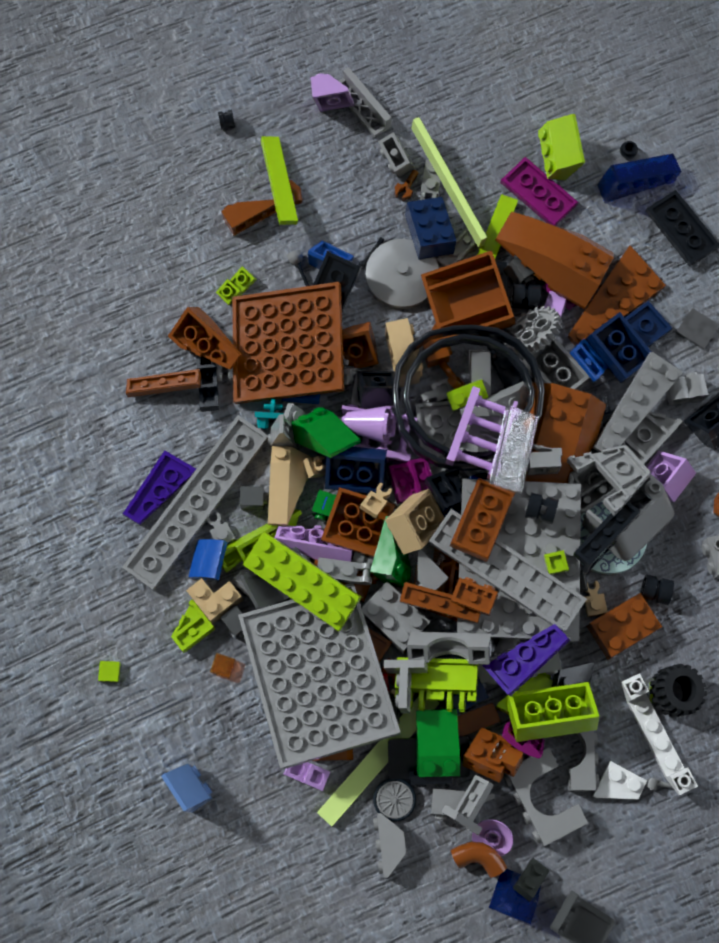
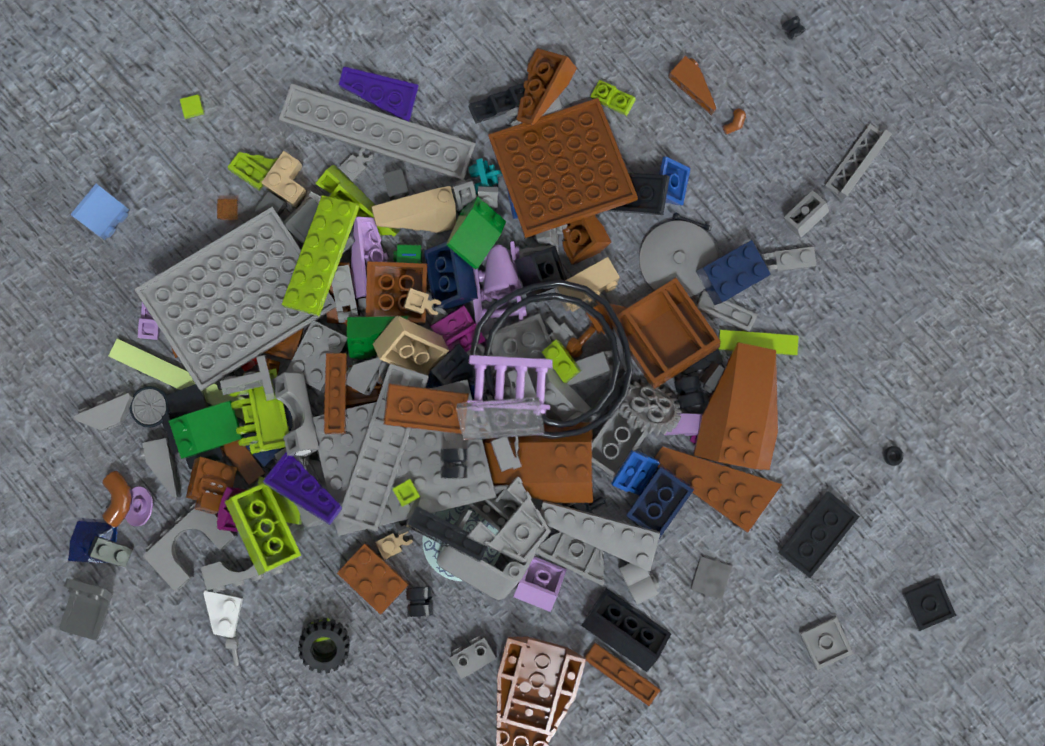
camera: 70 degrees right, 10 degrees up
(163, 383) = (486, 60): dark orange tile -> none
(208, 559) = (321, 162): blue slope -> none
(279, 180) = (738, 103): lime tile -> none
(295, 258) = (660, 148): light grey hinge -> none
(314, 467) = (442, 232): tan tile -> none
(330, 93) = (852, 120): lavender slope -> none
(406, 186) = (778, 235): dark orange bar -> none
(449, 182) = (787, 279): yellowish green tile -> none
(470, 804) = (156, 475): light grey bracket -> none
(474, 596) = (346, 422): dark orange bracket -> none
(538, 192) = (814, 374): magenta tile -> none
(561, 147) = (868, 382): lime slope -> none
(573, 675) = (308, 543): black wing -> none
(638, 176) = (862, 474): clear blue wedge -> none
(648, 323) = (695, 522): dark blue plate -> none
(656, 736) = (276, 637): white slope -> none

